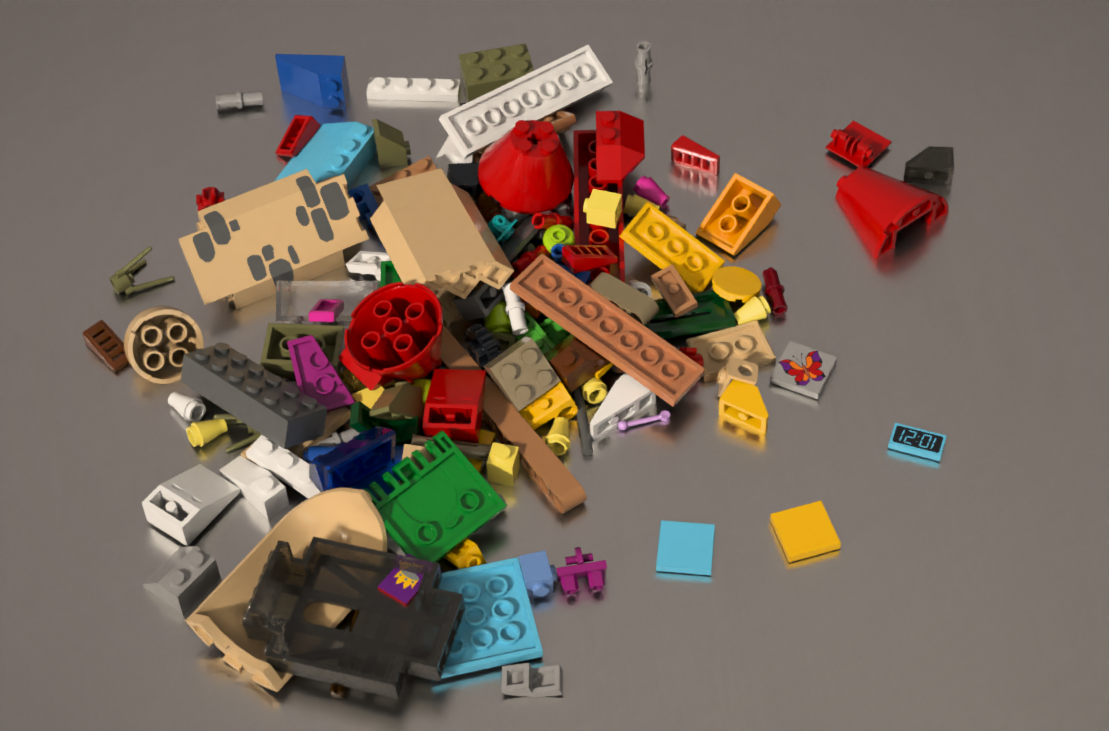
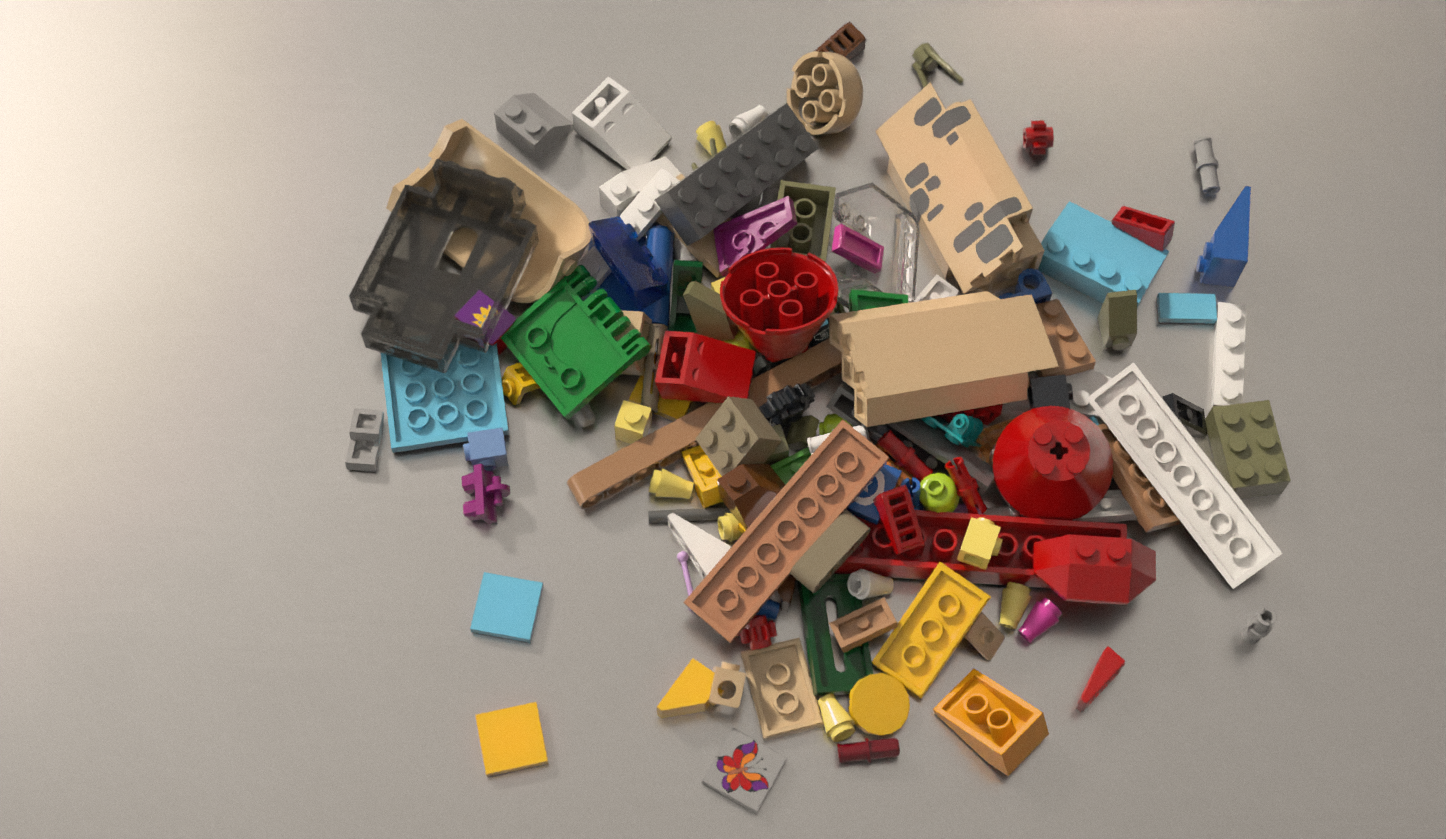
camera: 90 degrees right, 15 degrees up
(370, 108) = (1186, 308): none -> medium azure tile

